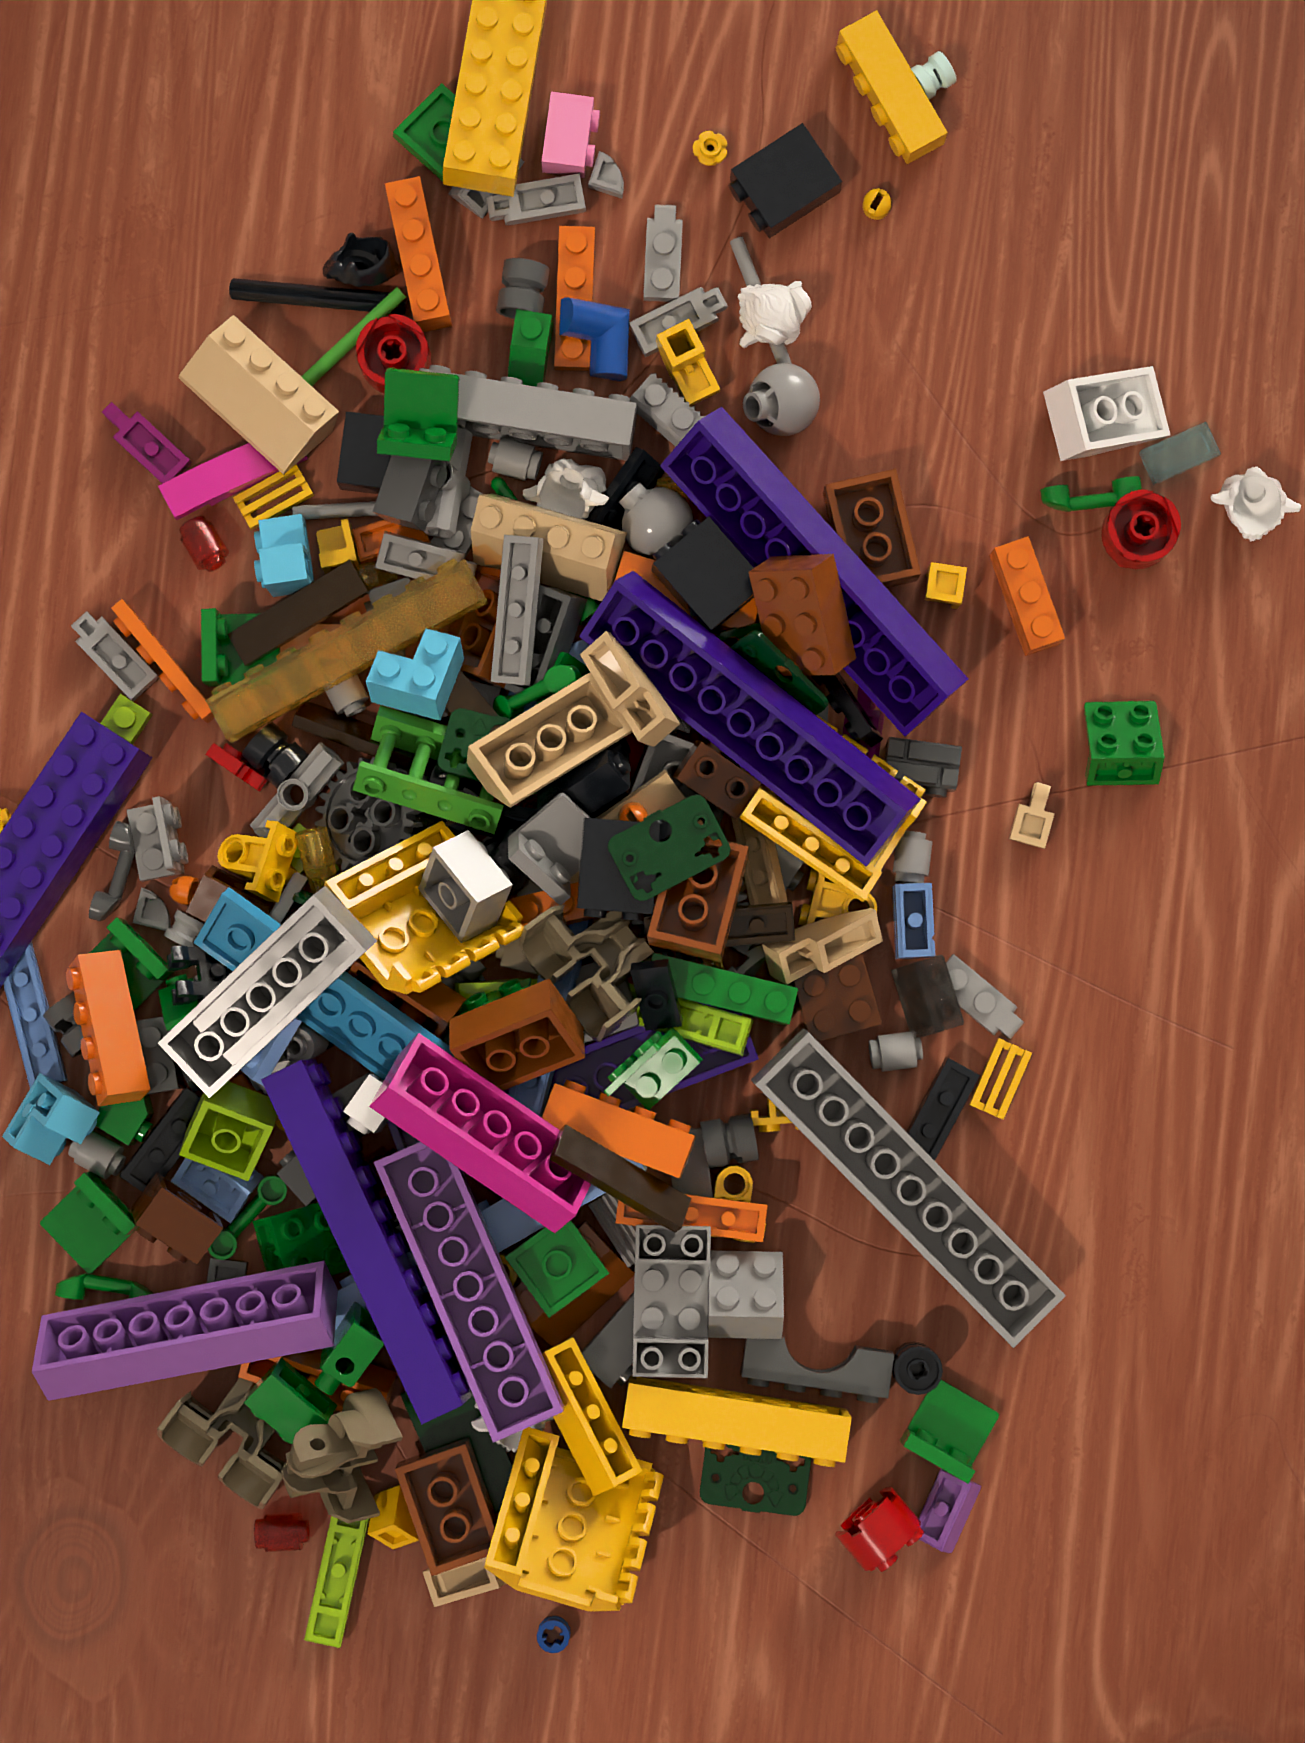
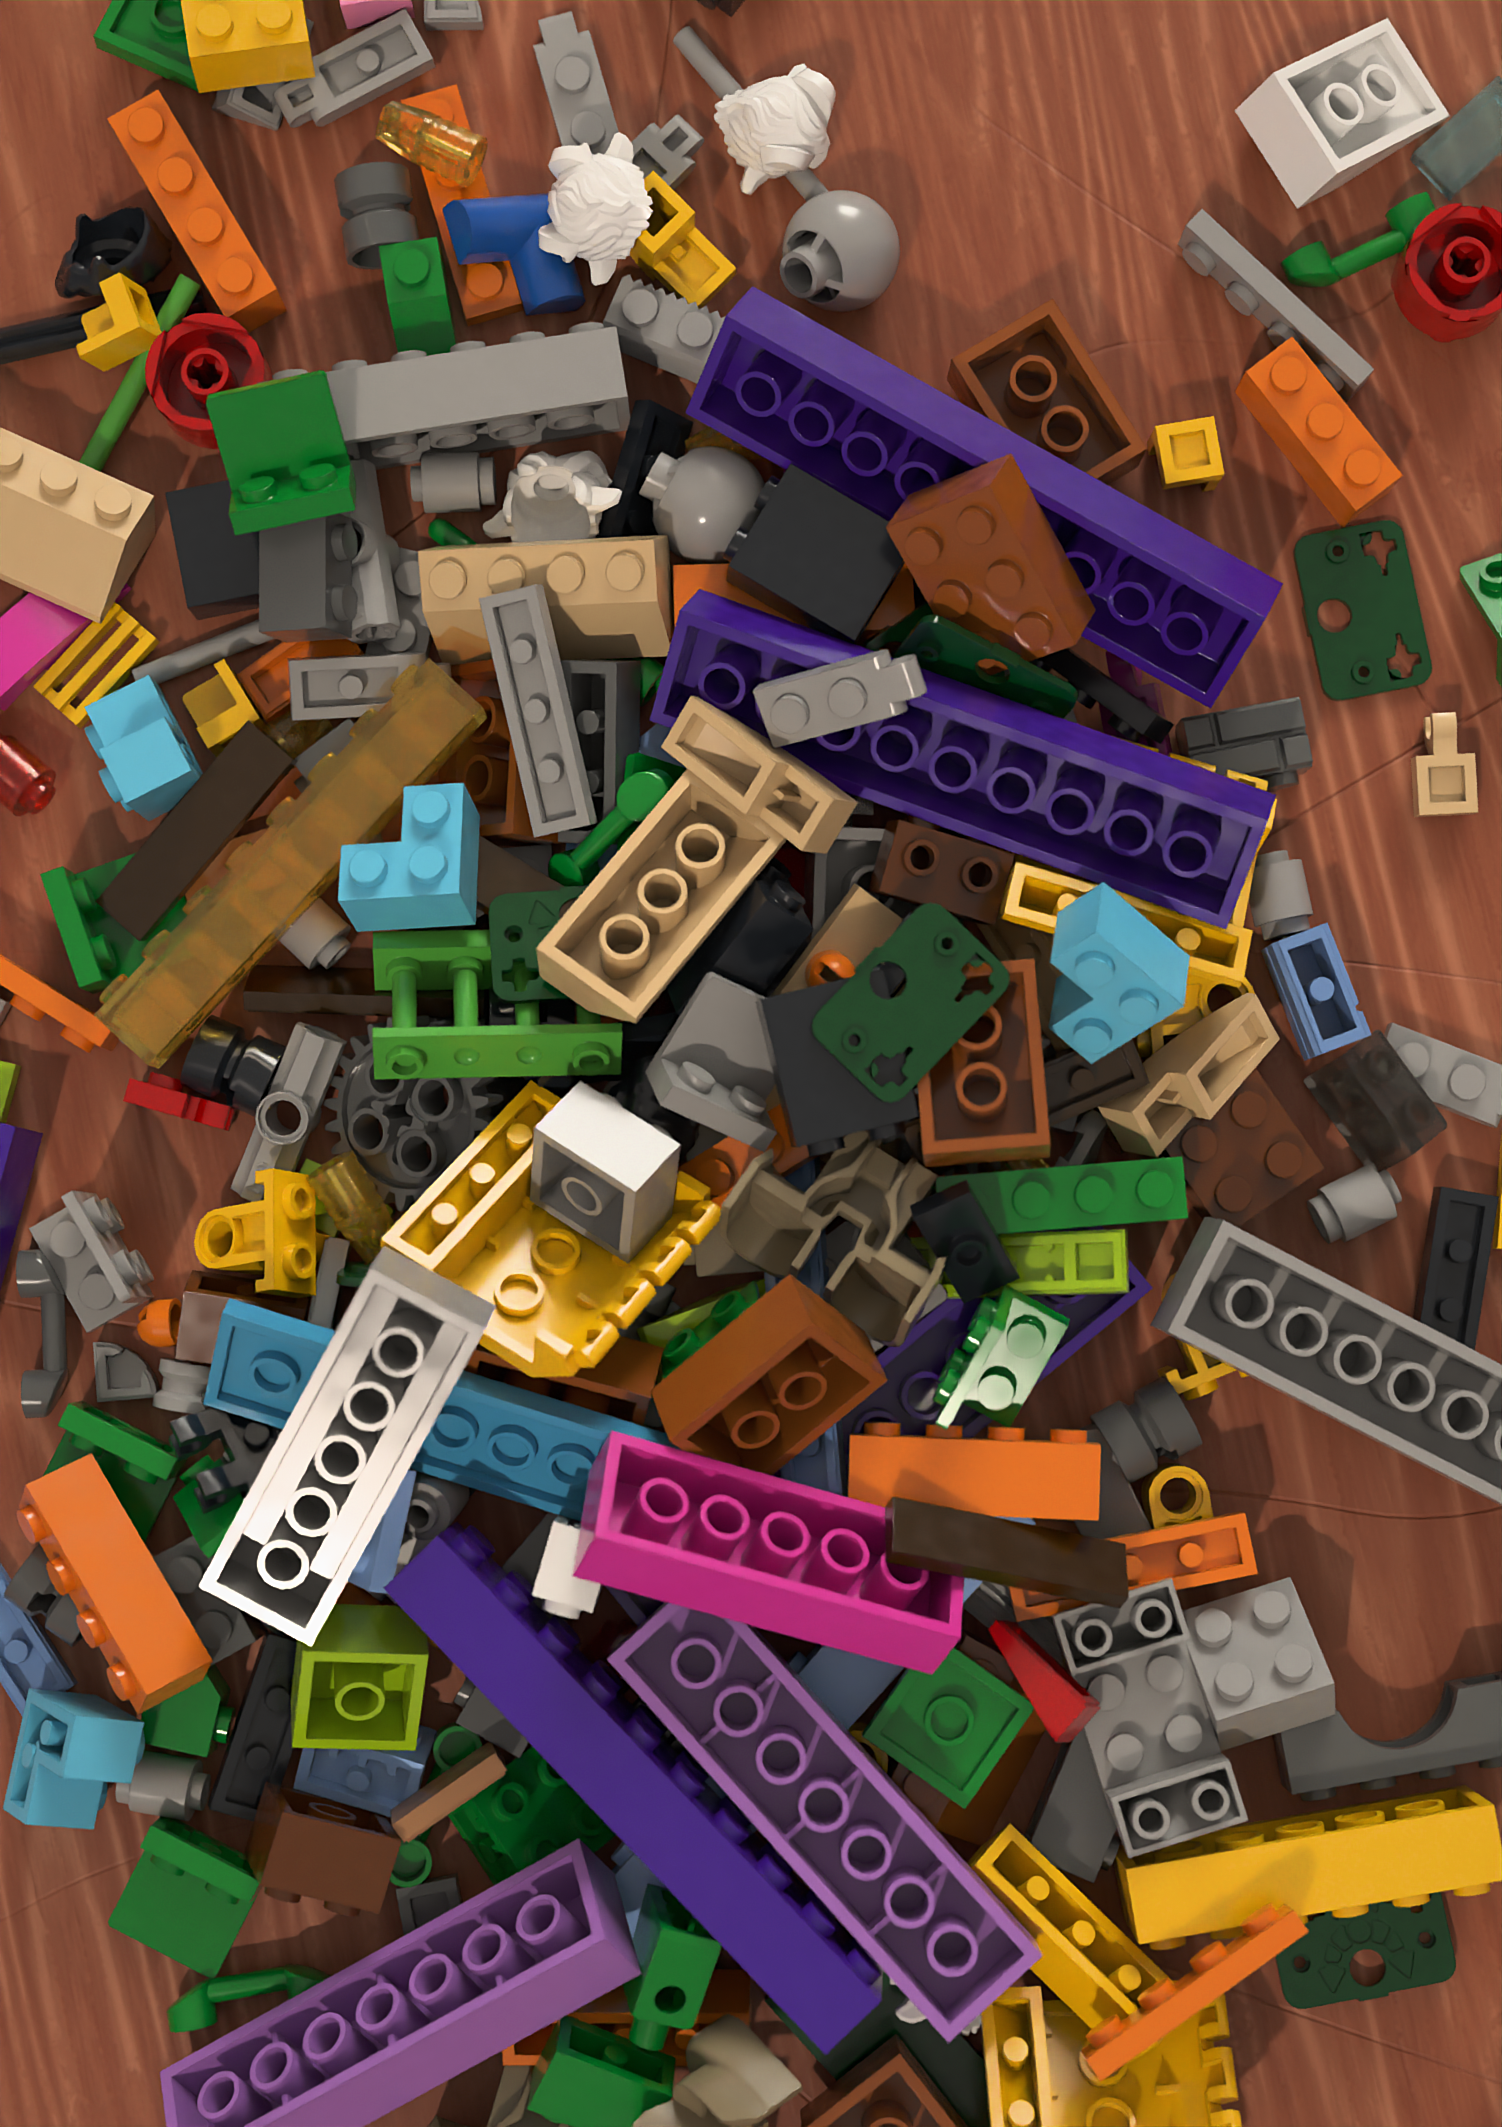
camera: 20 degrees left, 0 degrees up
(259, 1211) = (448, 1791): none -> medium nougat tile
(351, 306) = (120, 326): none -> yellow panel
(568, 258) = (432, 142): none -> clear yellow hinge
(622, 1271) = (1053, 1692): none -> red slope
(626, 1464) = (1170, 2004): none -> orange plate
(648, 328) = (595, 206): none -> white hair
(688, 659) = (838, 696): none -> light grey hinge
(791, 870) = (1115, 974): none -> medium azure brick
(1018, 501) = (1258, 292): none -> light grey plate
(1029, 708) = (1377, 609): none -> dark green axle

